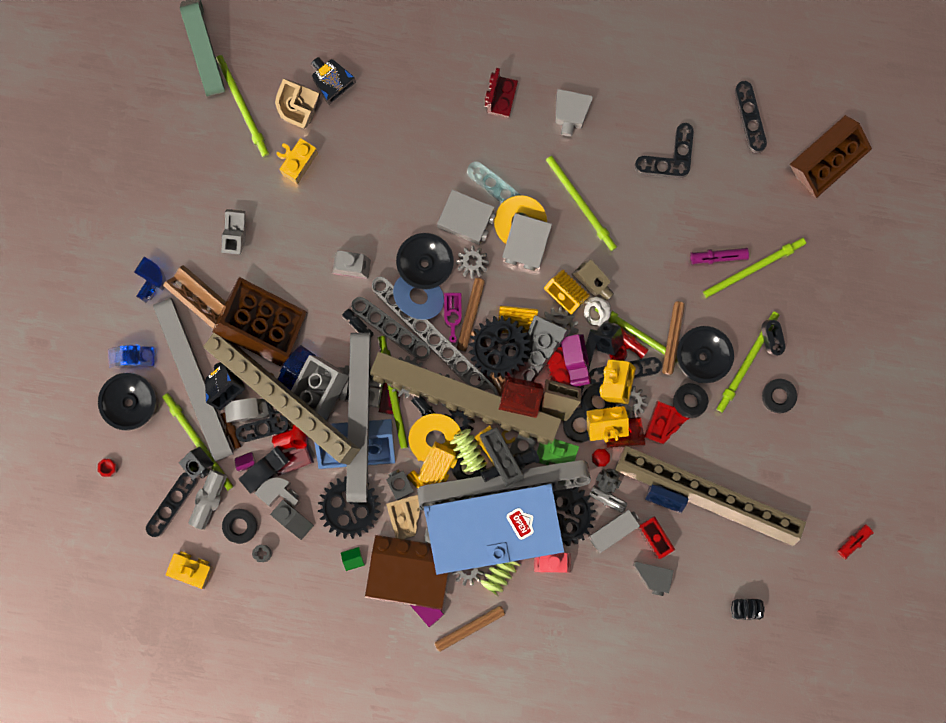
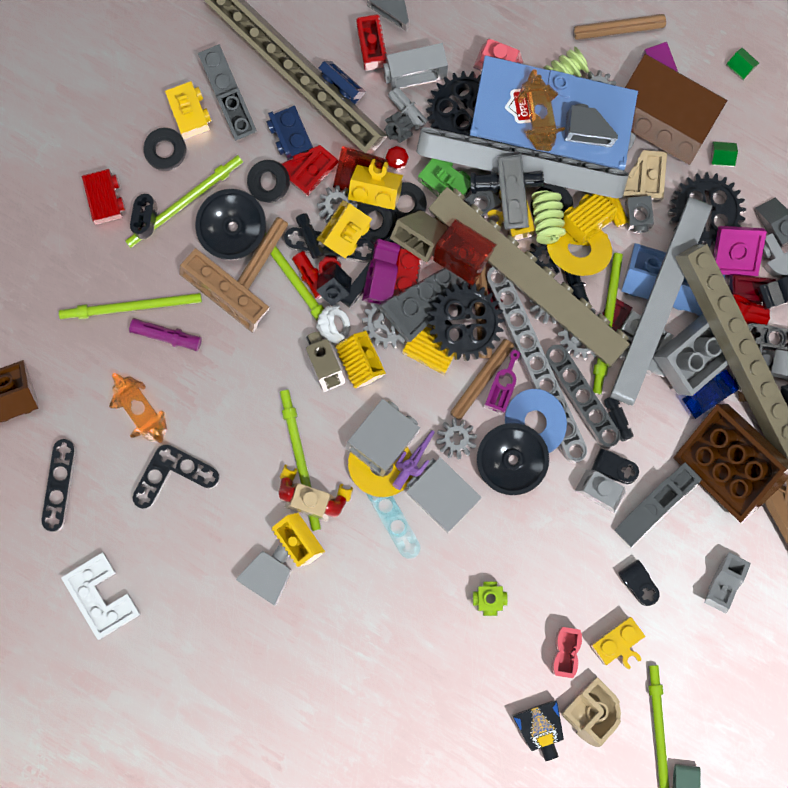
camera: 160 degrees left, 0 degrees up
(300, 210) = (638, 579): none -> black piece
(304, 270) = (657, 504): none -> dark grey slope
(314, 483) = (739, 250): none -> dark pink plate
(332, 137) = (565, 659): none -> coral brick
(351, 286) = (611, 465): none -> black piece
(363, 636) = (742, 63): none -> green slope
(406, 161) = (490, 609): none -> lime brick
(464, 525) = (588, 127): none -> dark grey slope
(498, 226) = (409, 466): none -> medium lavender piece
(502, 94) = (342, 627): dark red bracket -> none
(512, 535) = (544, 130): none -> clear orange piece
(559, 142) = (298, 539): none -> yellow brick
(562, 172) = (310, 500): none -> torso
(642, 370) = (309, 236): none -> black axle
(690, 305) = (223, 290): none -> medium nougat fence
(690, 445) = (290, 132): none -> dark blue bracket
(701, 50) = (82, 587): none -> white plate
(704, 184) = (149, 423): none -> clear orange piece
(749, 456) = (227, 92): none -> dark grey slope
(774, 431) = (187, 109): none -> yellow brick
(810, 340) = (102, 196): none -> red brick

